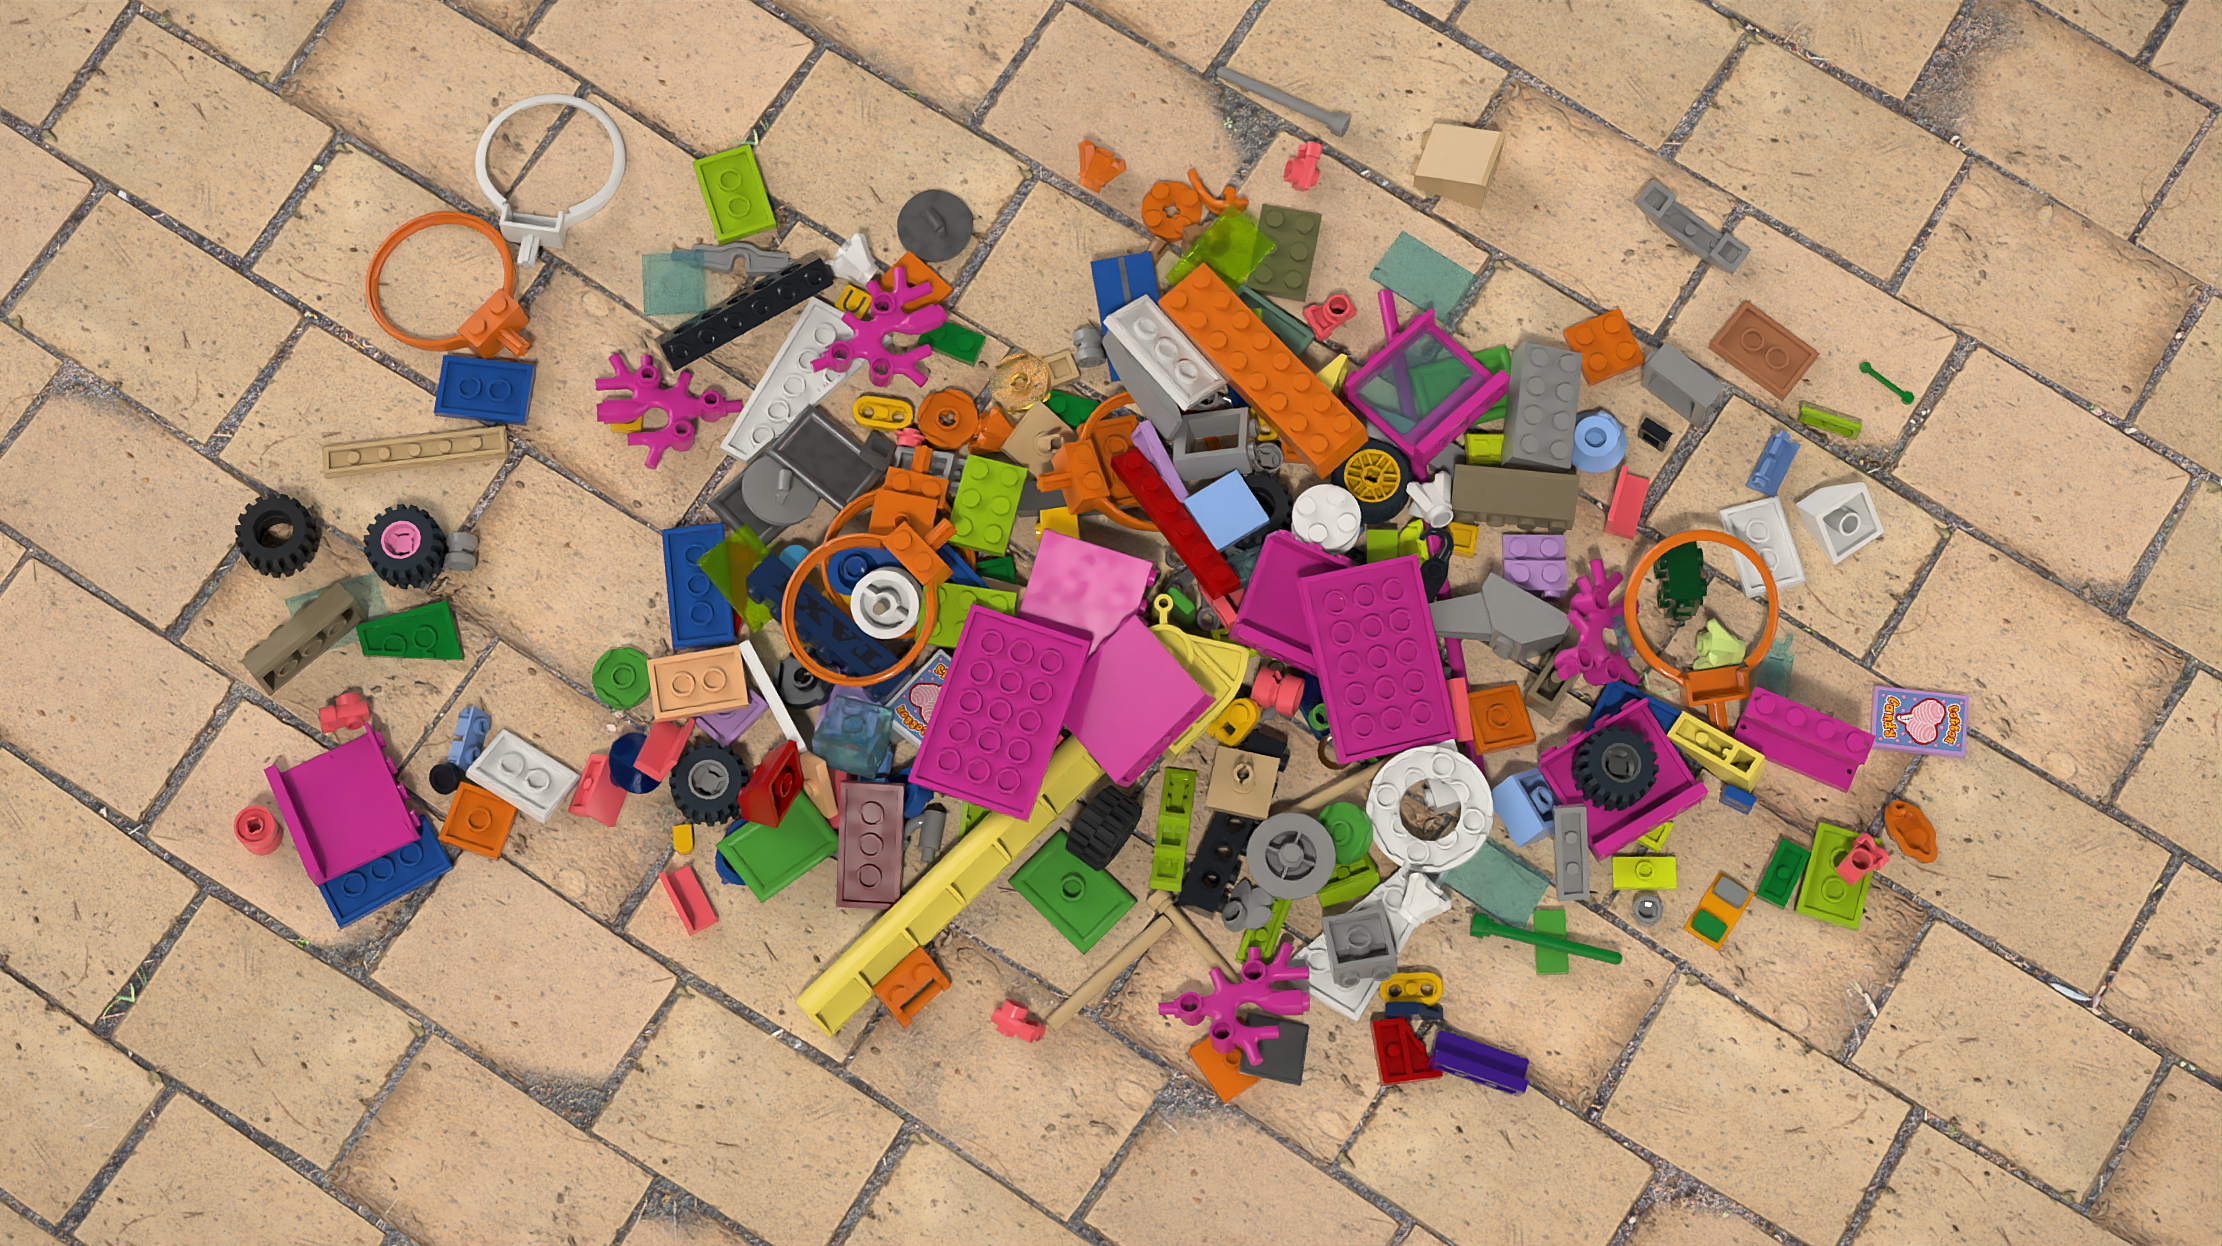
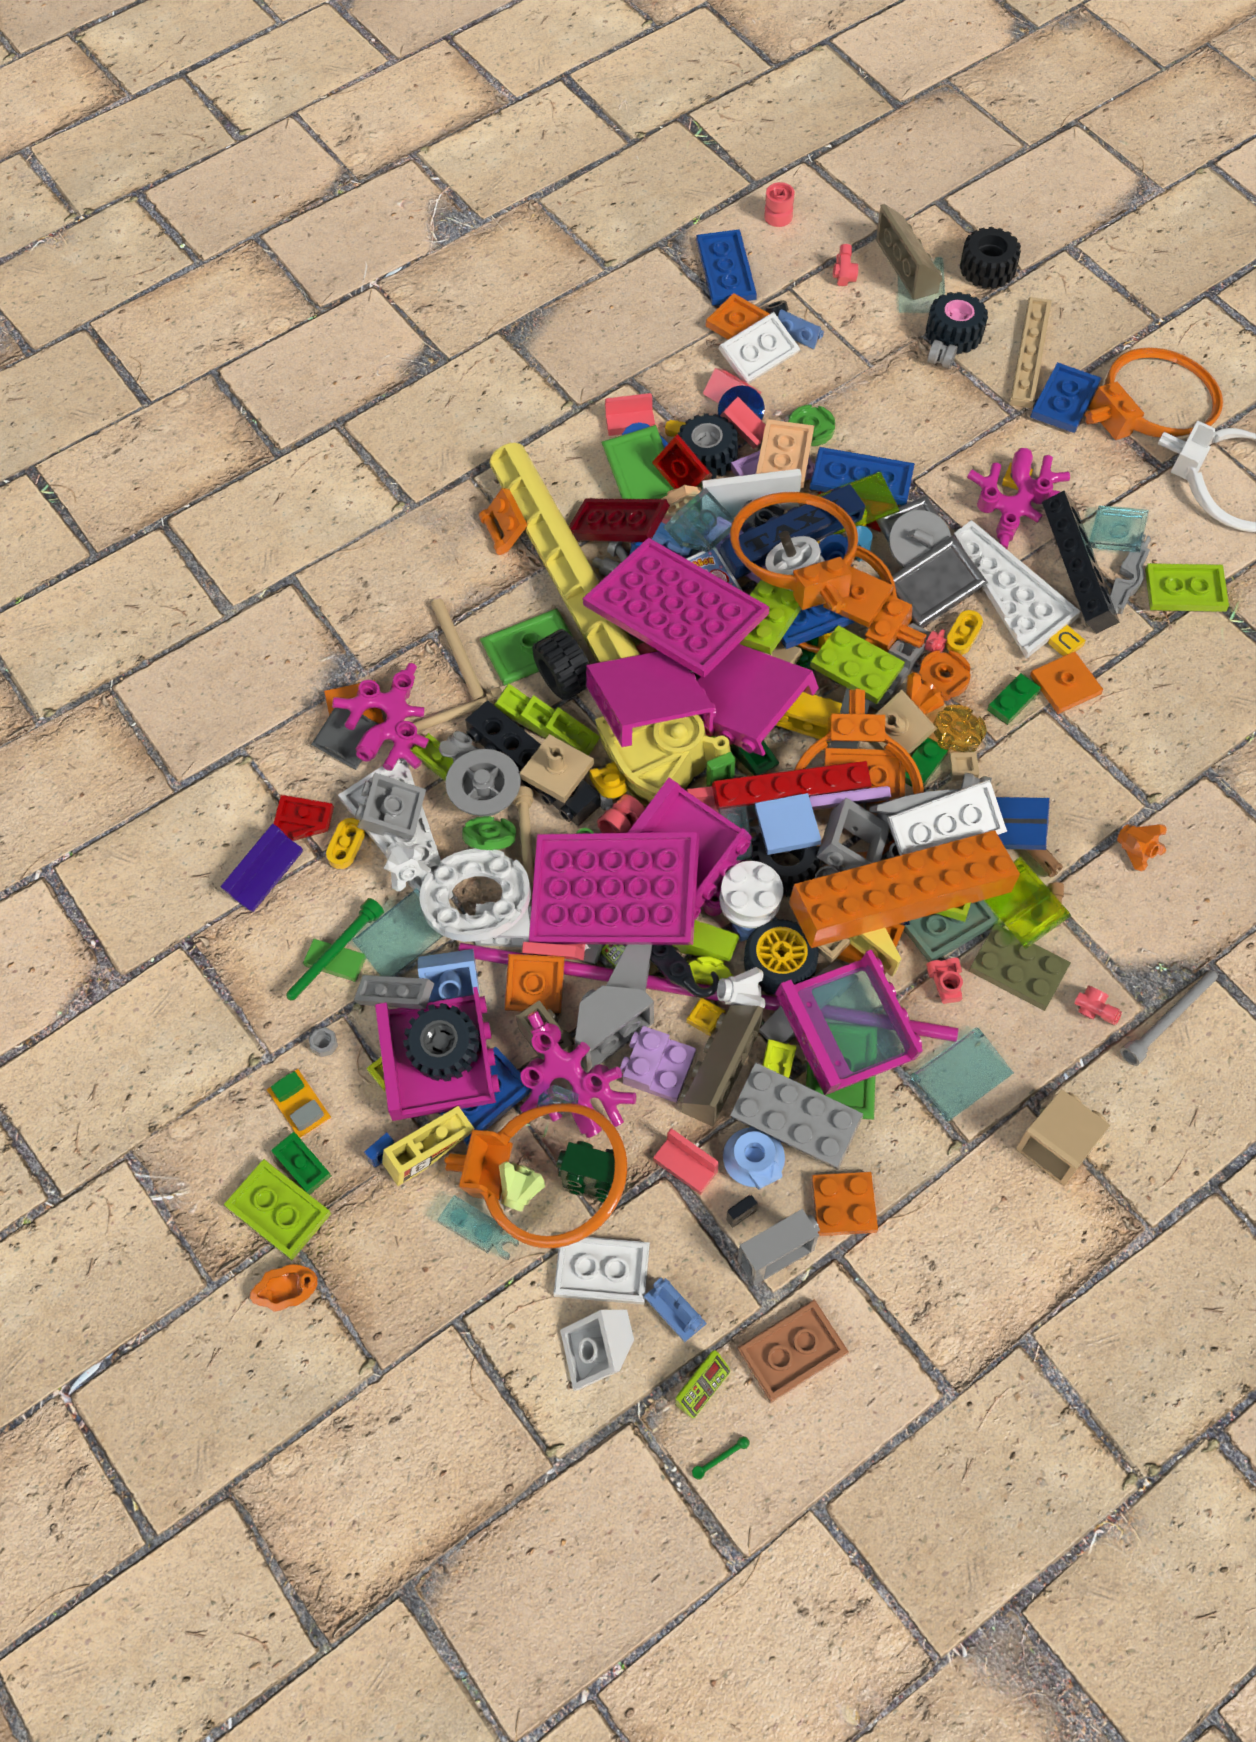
camera: 110 degrees right, 10 degrees down
(344, 807) = (778, 249): dark pink panel -> none
(412, 634) = (889, 318): green wing -> none
(853, 260) = (1103, 646): white rock -> none
(869, 334) = (1042, 648): dark pink plant -> none
(877, 451) = (933, 617): dark grey tile -> none
(934, 226) = (1120, 714): flat silver shield -> none
(1012, 1021) = (446, 579): coral plate -> none
(1165, 195) = (1095, 881): orange plate -> none
(1213, 205) = (1078, 939): orange piece -> none
(1349, 882) = (451, 825): lime slope -> none
(1412, 1011) = (325, 836): dark blue tile -> none
(1644, 873) = (356, 1053): neon yellow plate -> none
(1689, 230) = (938, 1327): light grey slope -> none
(1803, 739) = (396, 1205): dark pink panel -> none
(1862, 859) = (280, 1232): coral plate -> none
(1919, 722) = (381, 1343): tile -> none

